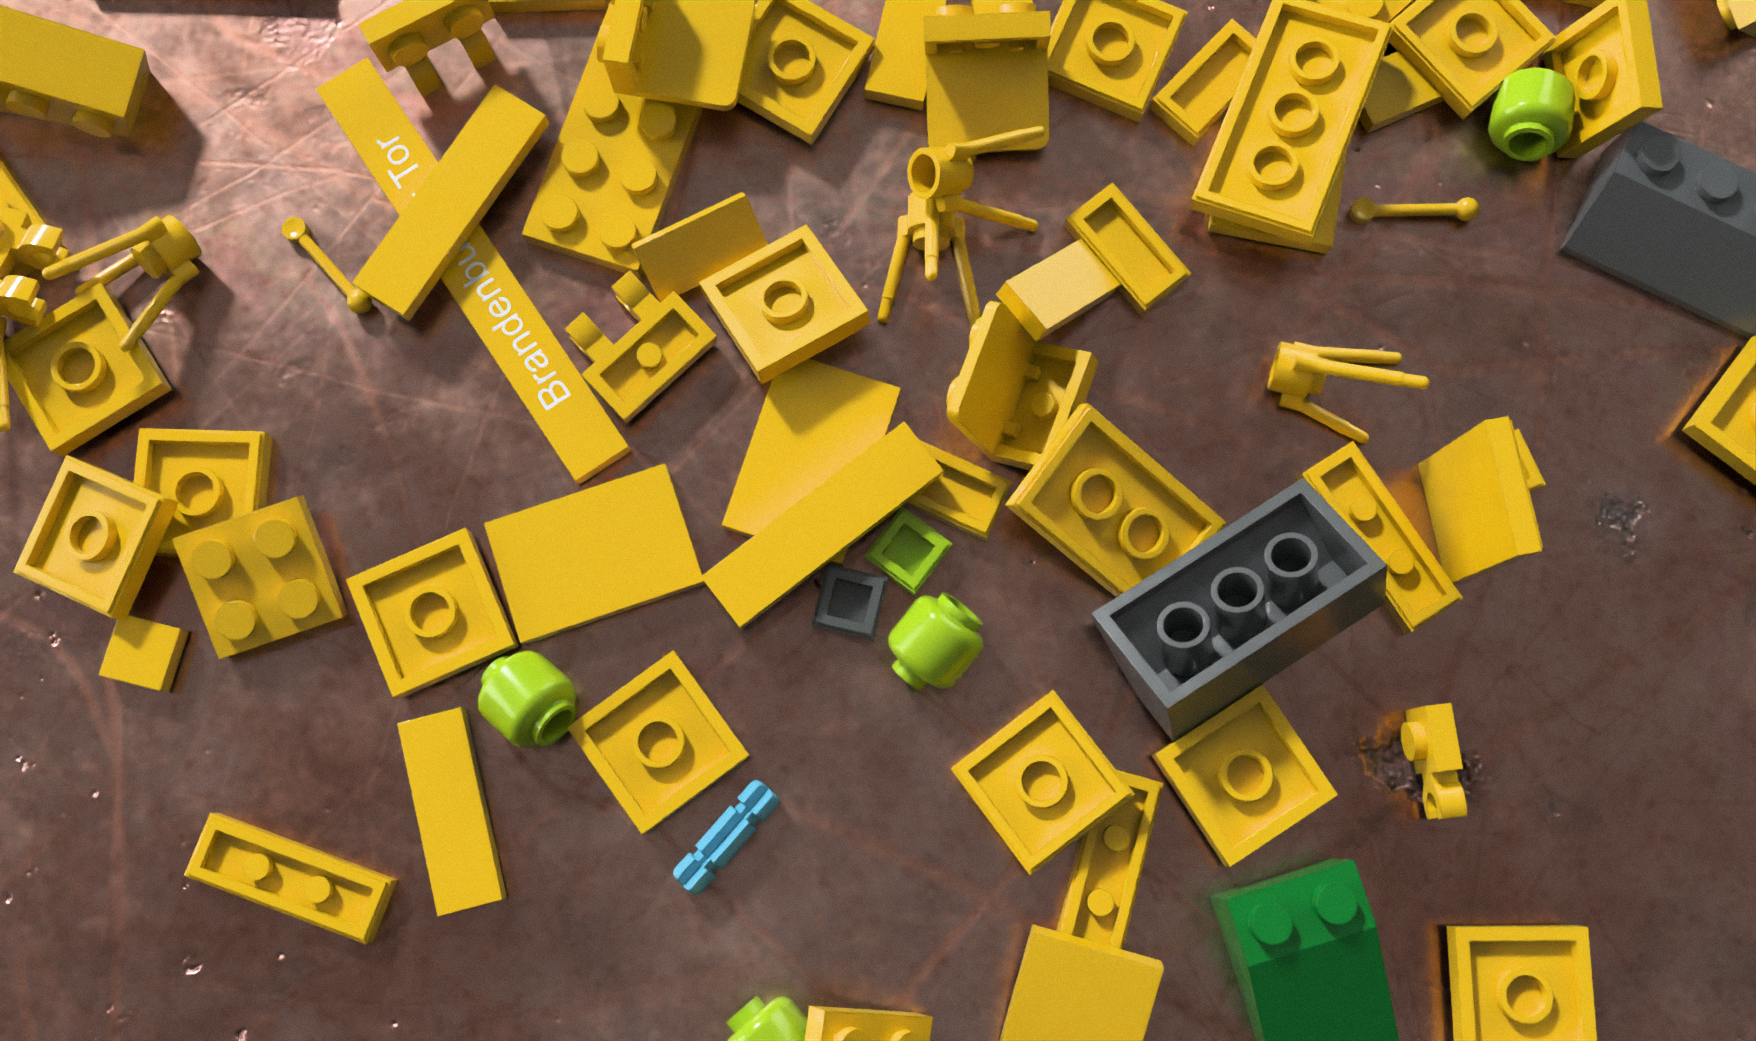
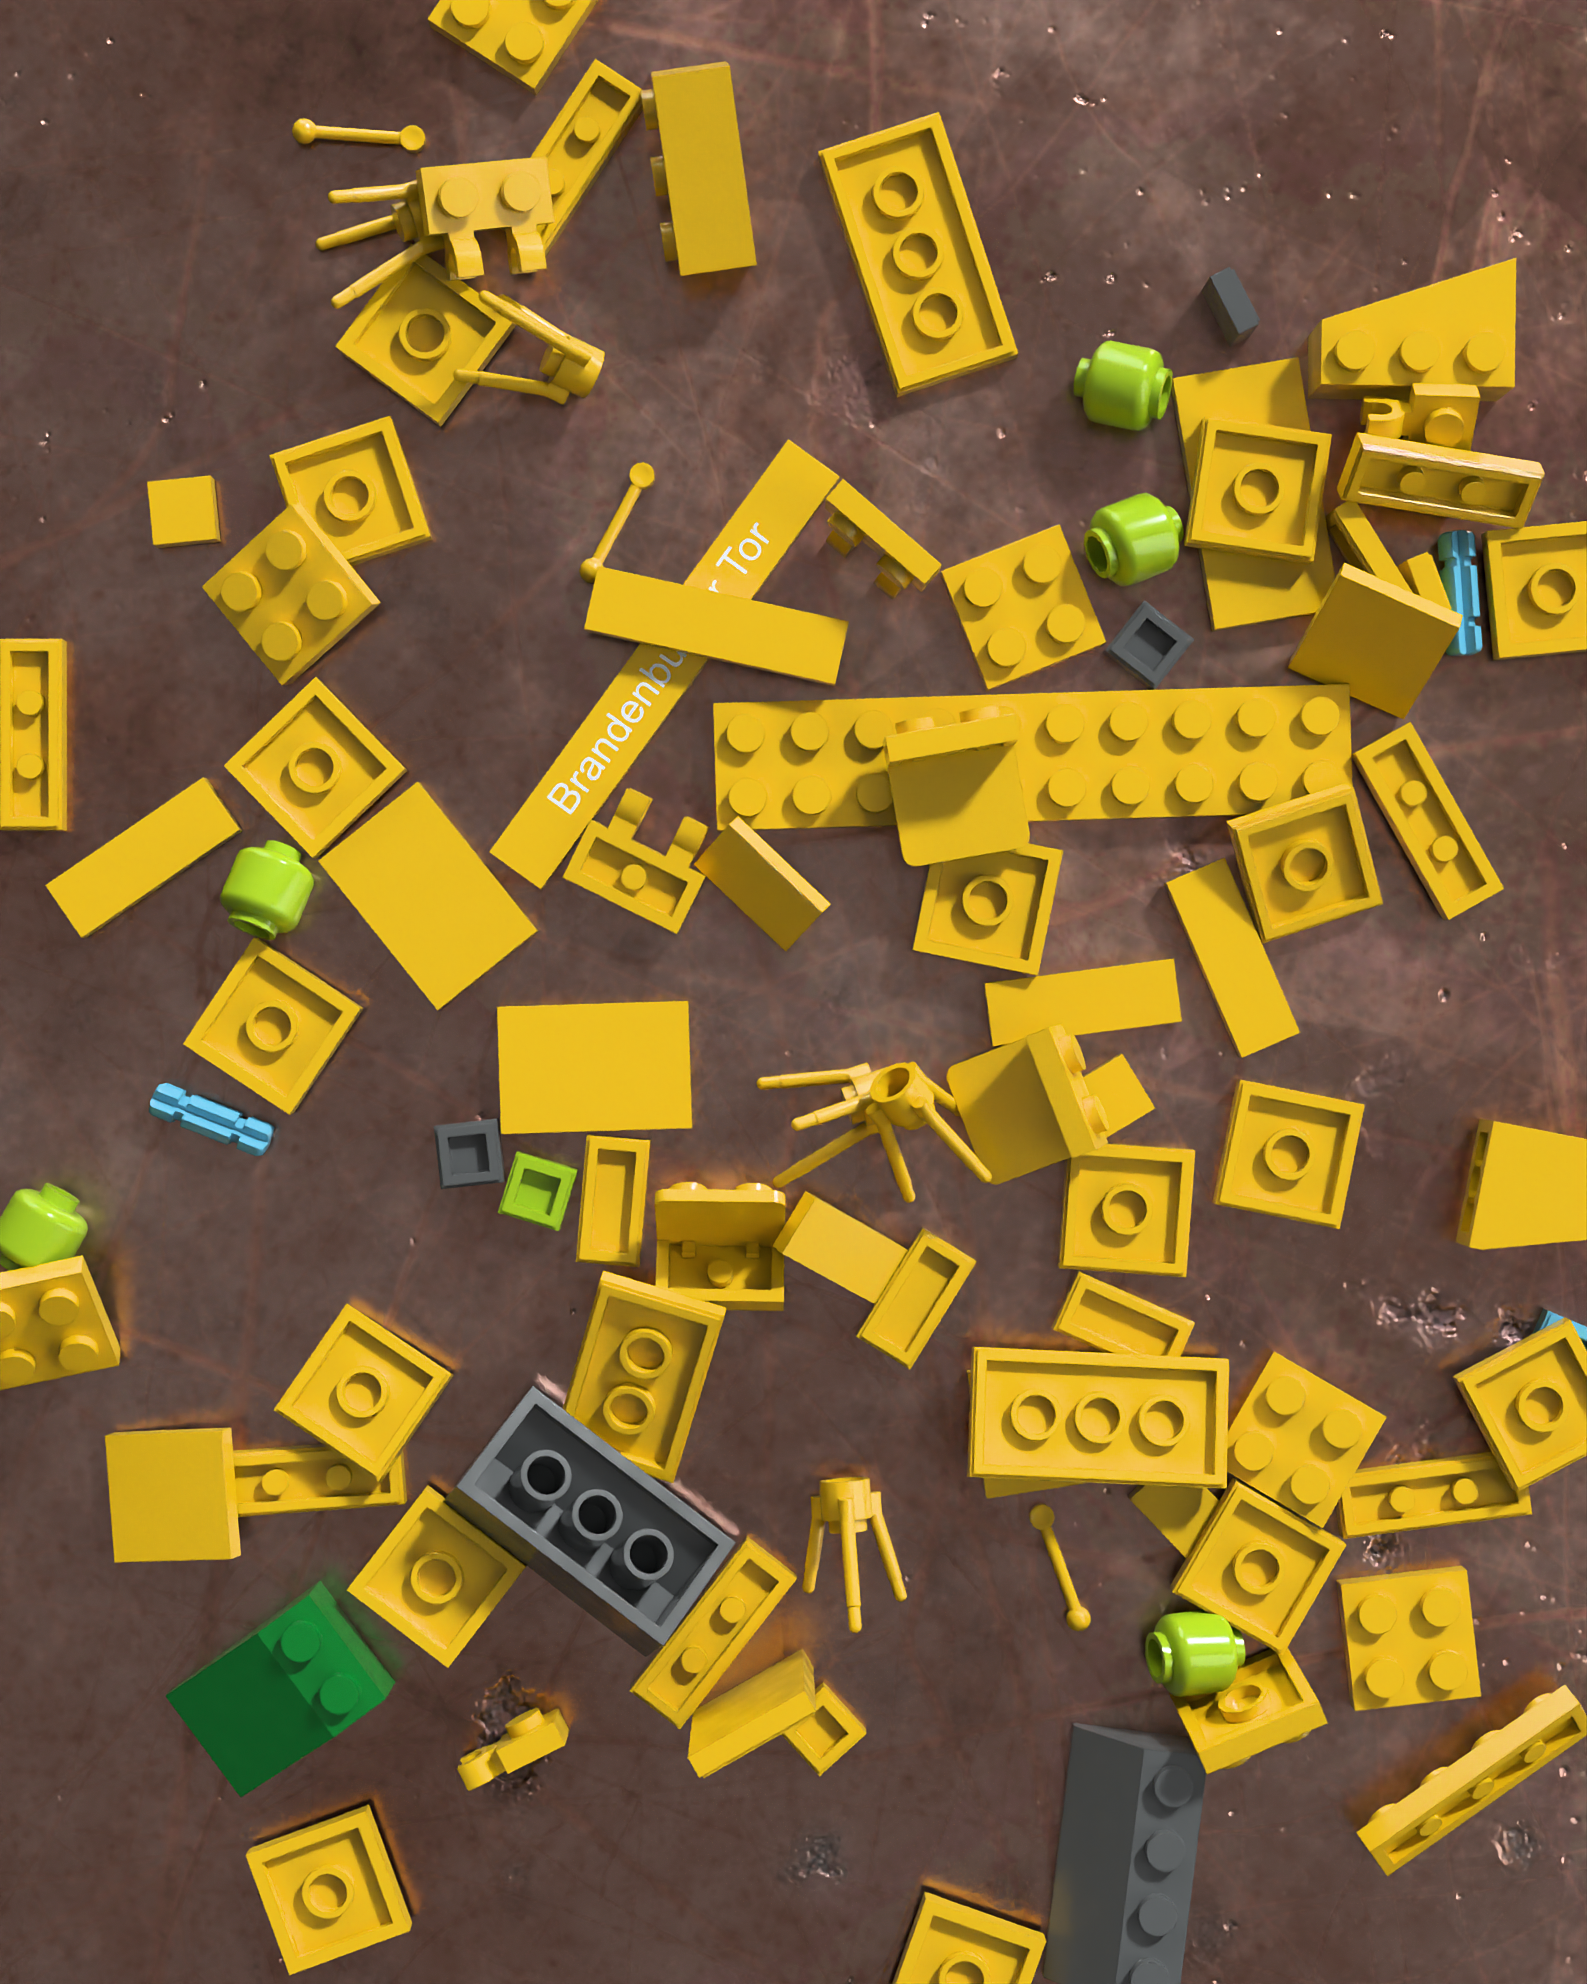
camera: 75 degrees right, 10 degrees up
(96, 537) = (271, 423): yellow tile -> none
(784, 303) = (731, 988): yellow plate -> none
(822, 525) = (527, 1104): yellow tile -> none
(935, 642) = (457, 1249): lime head -> none

